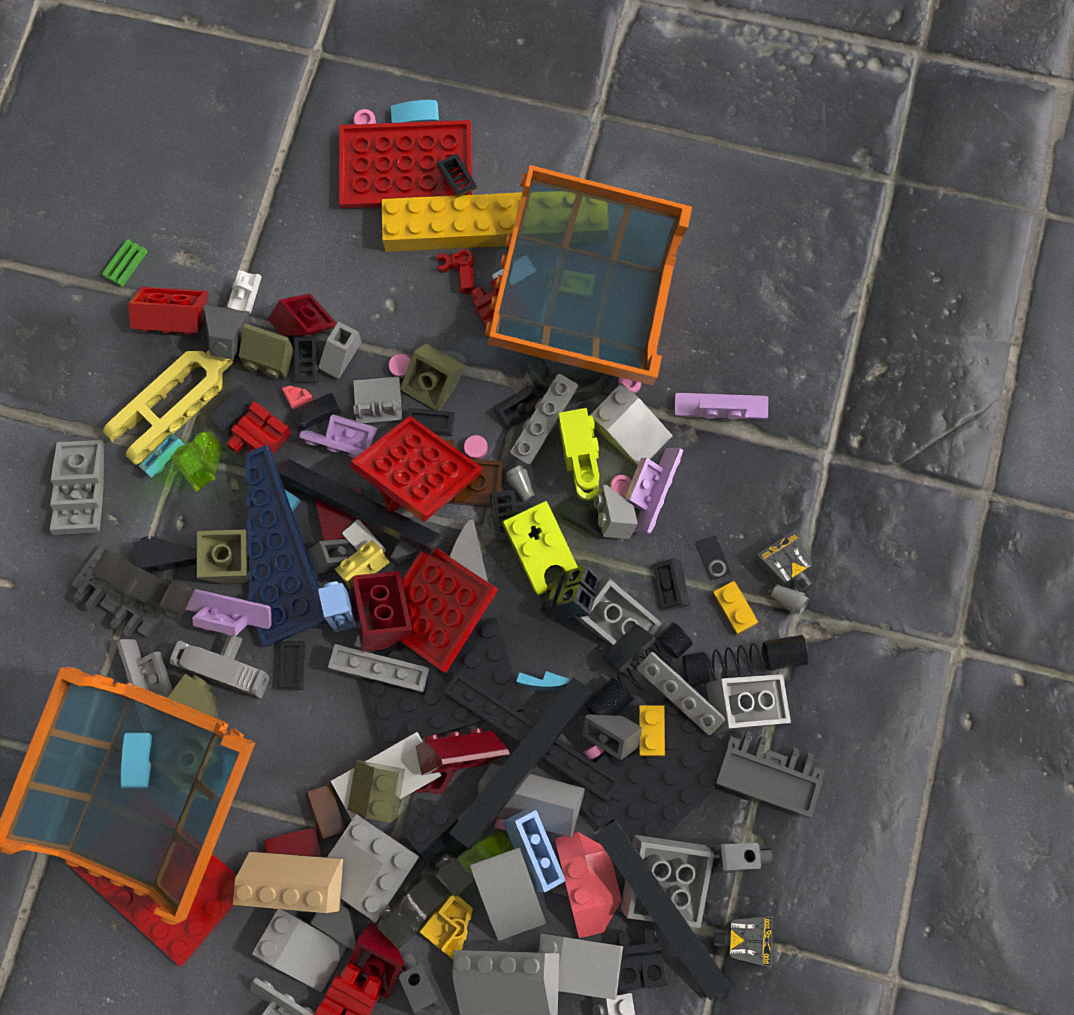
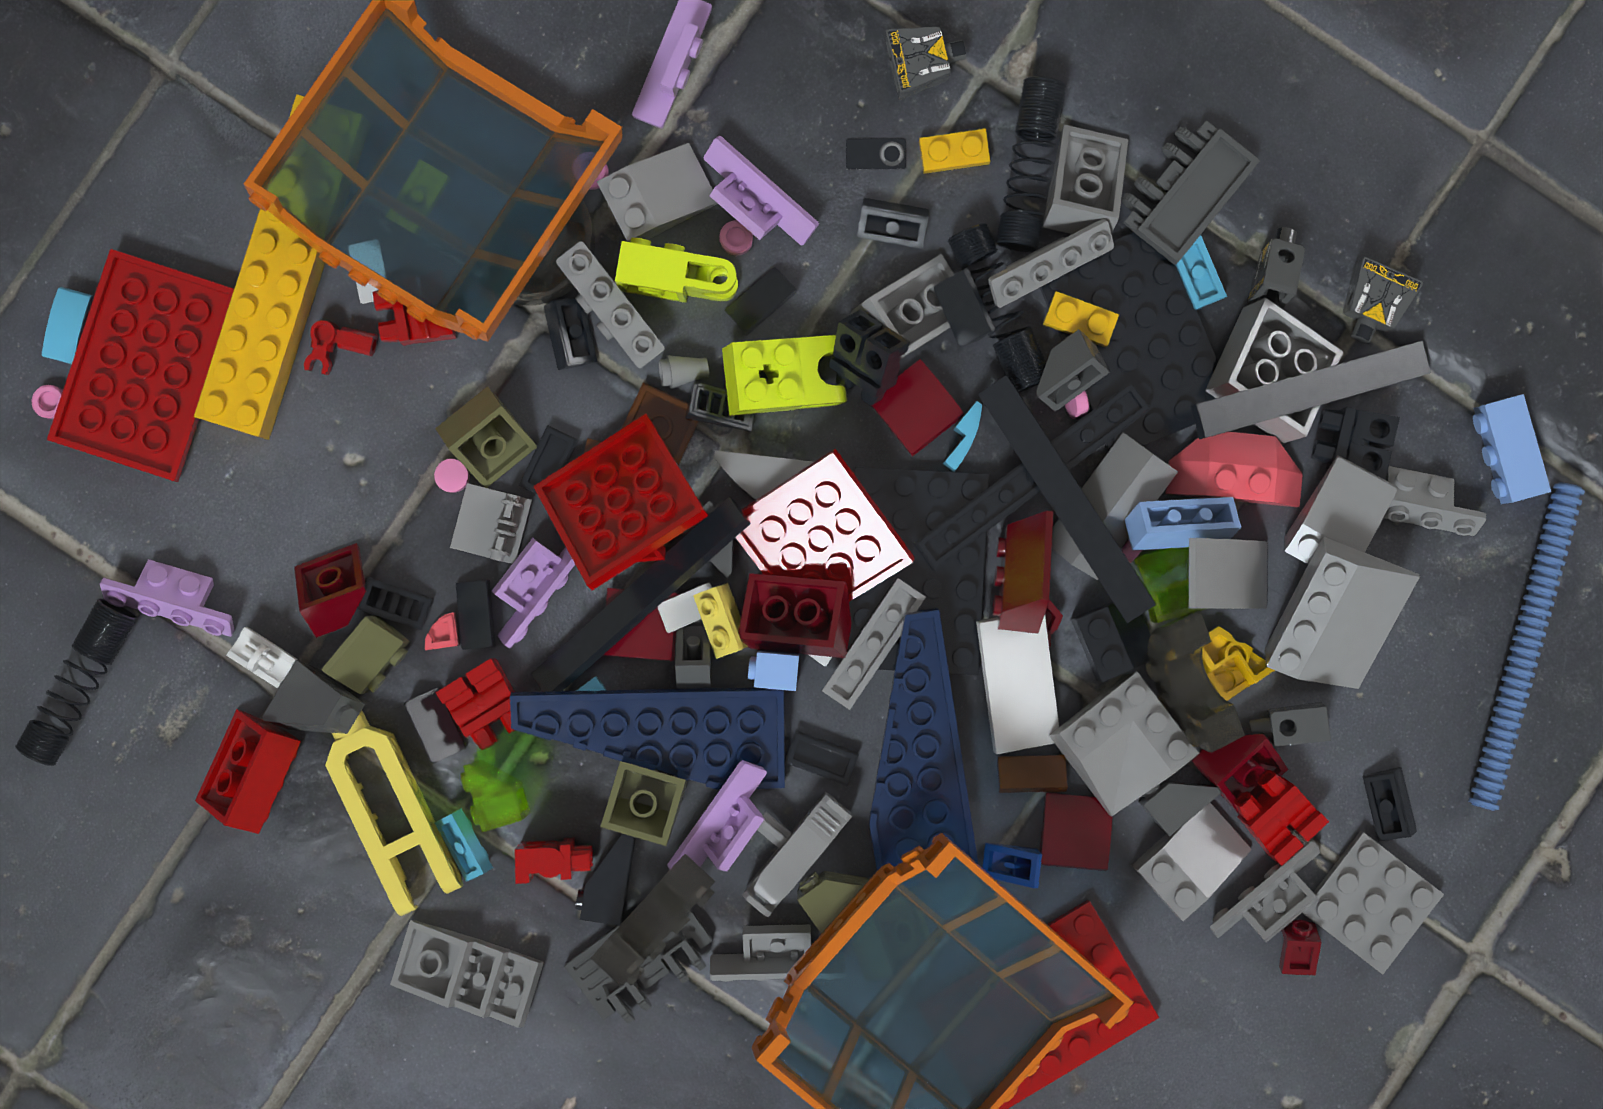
camera: 75 degrees left, 15 degrees up
(121, 261) = (138, 821): bright green tile -> none
(135, 760) = (894, 997): medium azure slope -> none
(167, 509) = (551, 859): none -> red hips
(223, 195) = (98, 641): none -> black piece
(257, 821) = (1013, 864): none -> blue slope
(268, 228) = (170, 594): none -> lavender bracket
(289, 882) = (1112, 847): tan slope -> none
(306, 730) = (920, 762): none -> dark blue wing
(339, 350) = (401, 552): light grey slope -> none
(376, 791) = (1034, 700): olive slope -> none
(450, 164) = (174, 302): black slope -> none
(476, 447) = (608, 413): bright pink tile -> none
(551, 644) = (918, 408): none -> dark red slope
(615, 514) = (774, 259): light grey slope -> none
(714, 805) = (1200, 276): none -> medium azure plate
(790, 599) = (970, 75): light grey cone -> none

